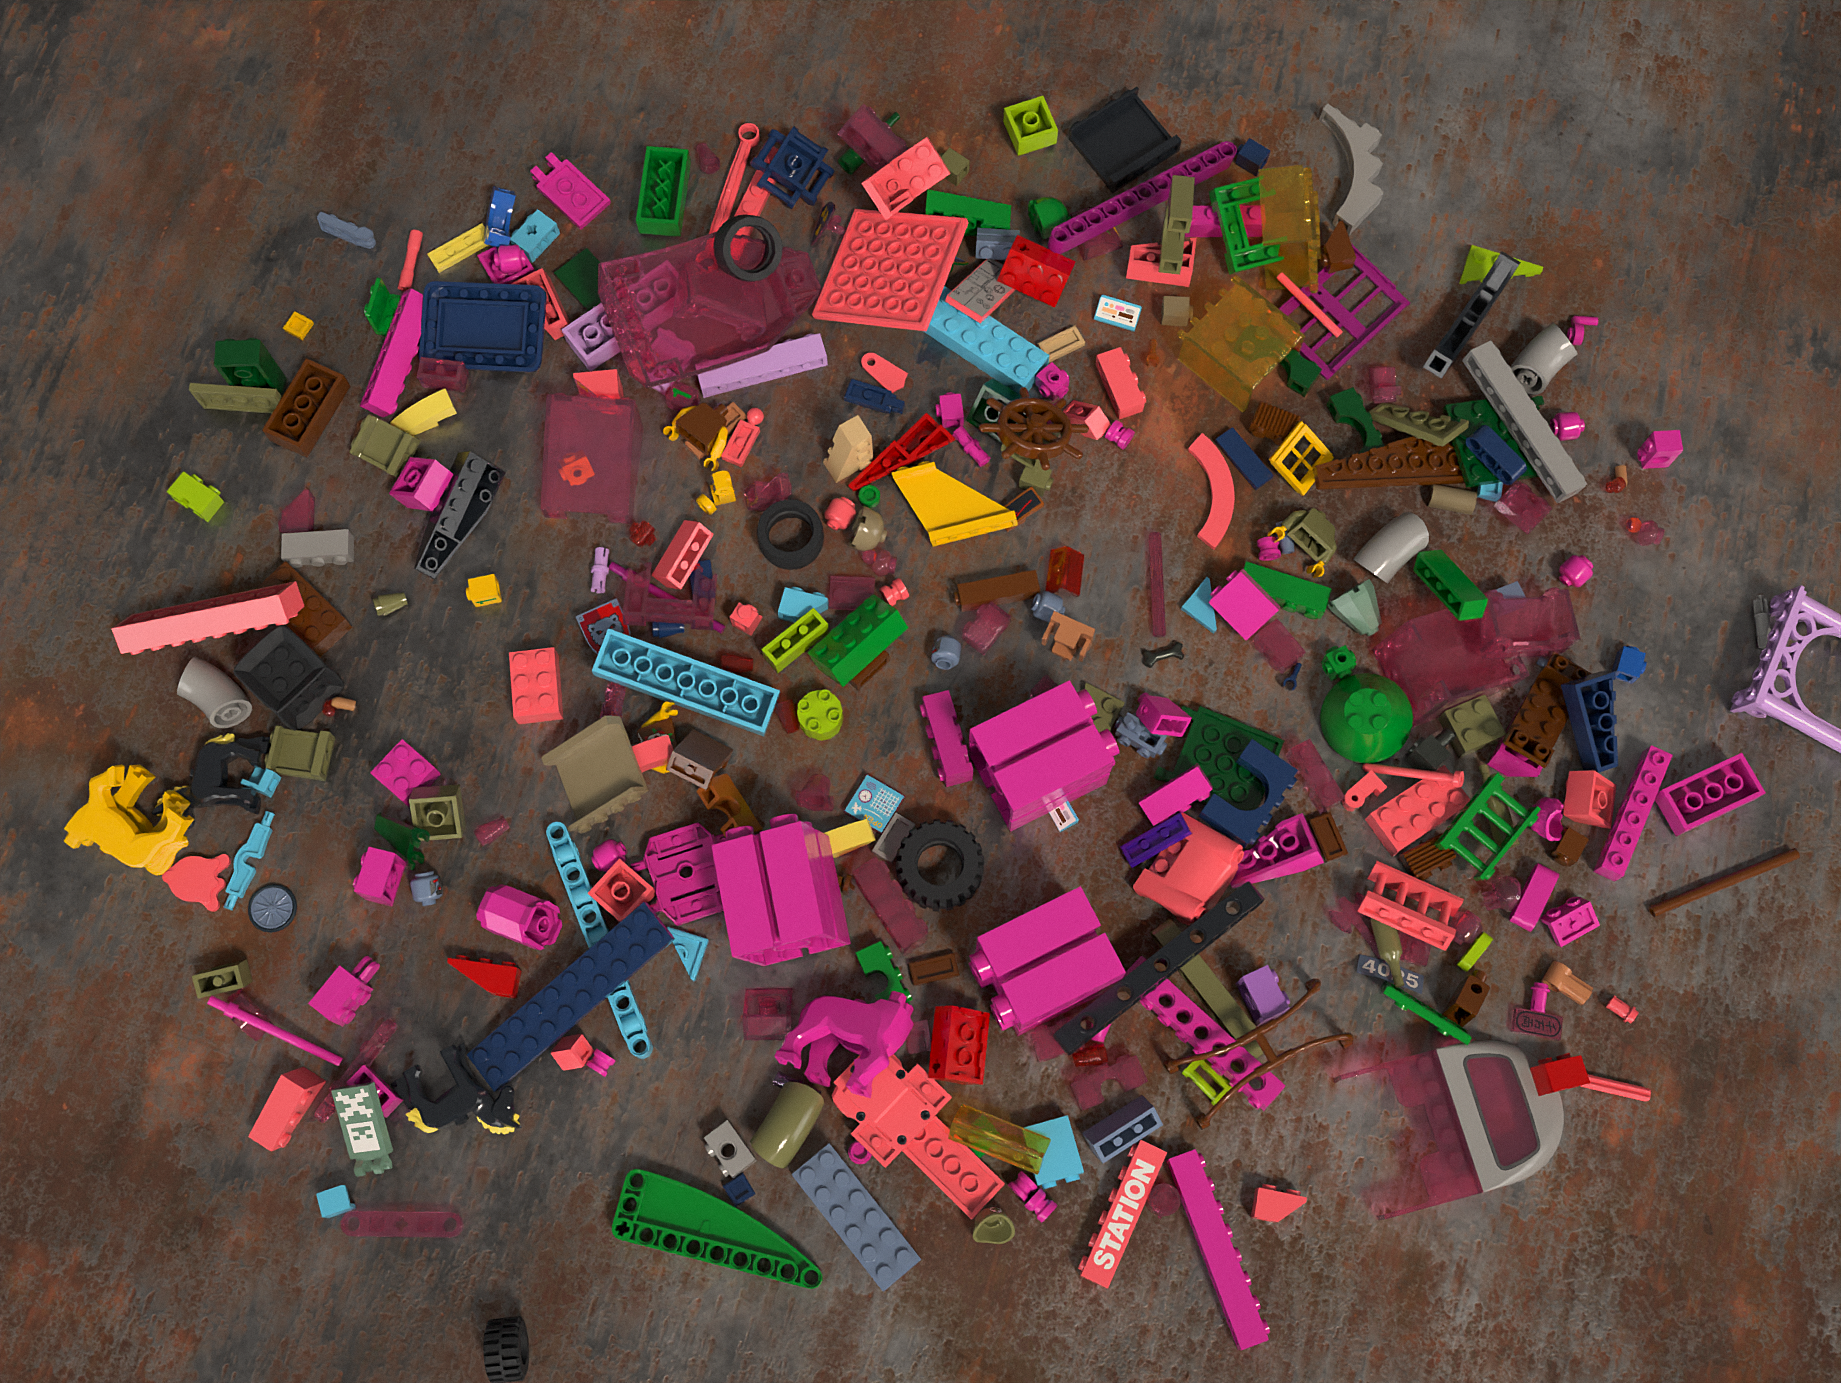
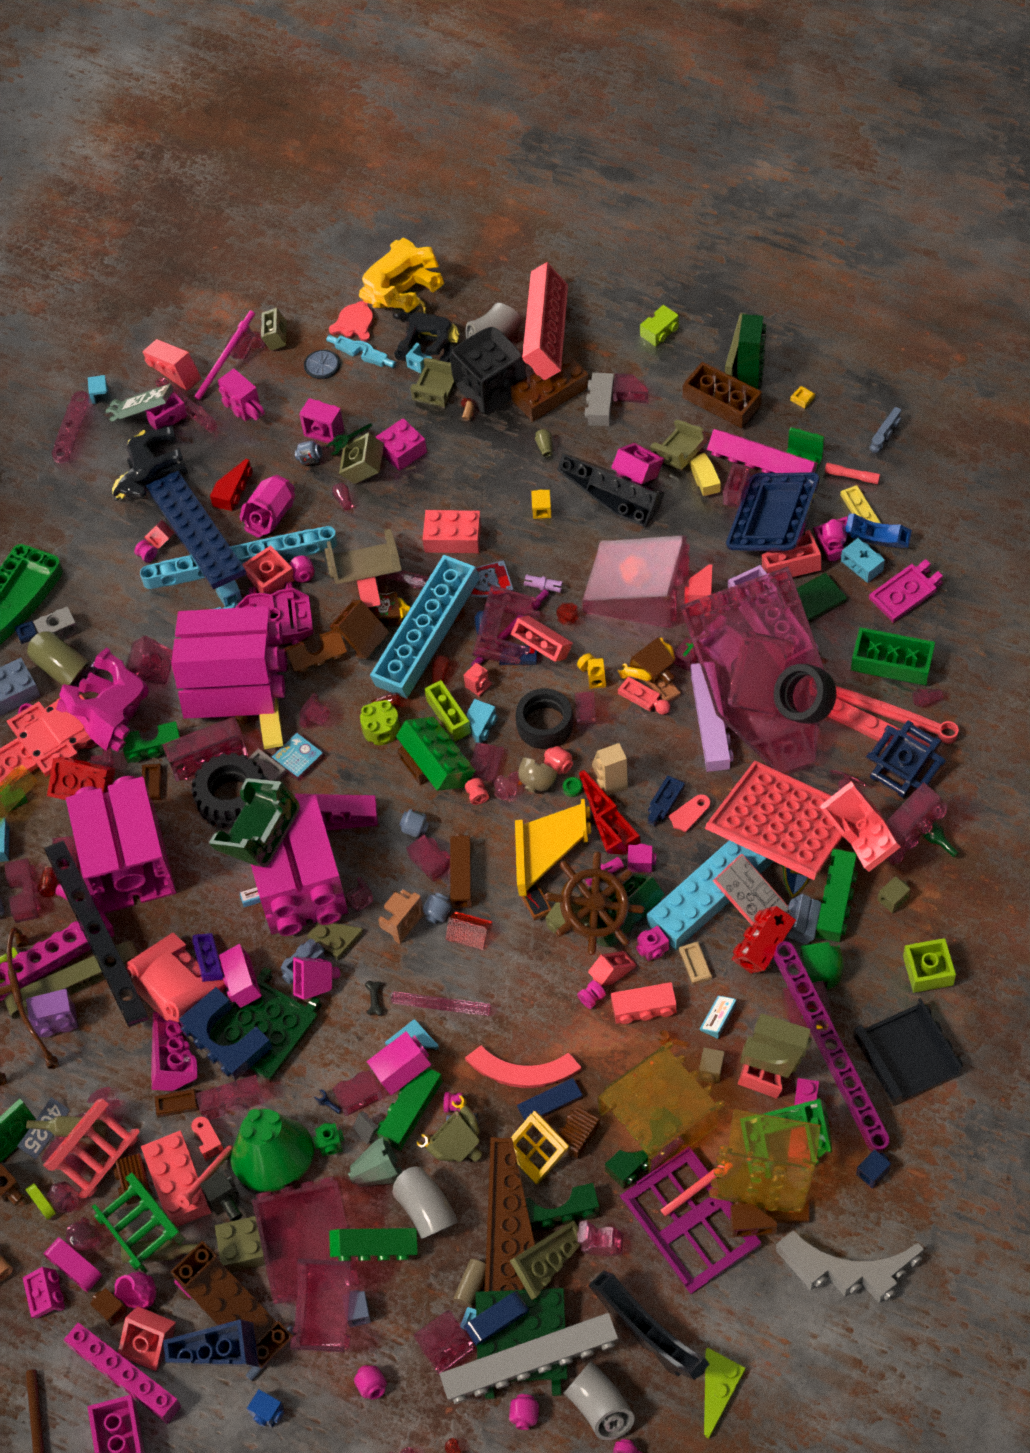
camera: 105 degrees right, 15 degrees down
(1027, 781) = (261, 824): none -> dark green windscreen
(1316, 629) = (365, 1127): none -> dark grey piece

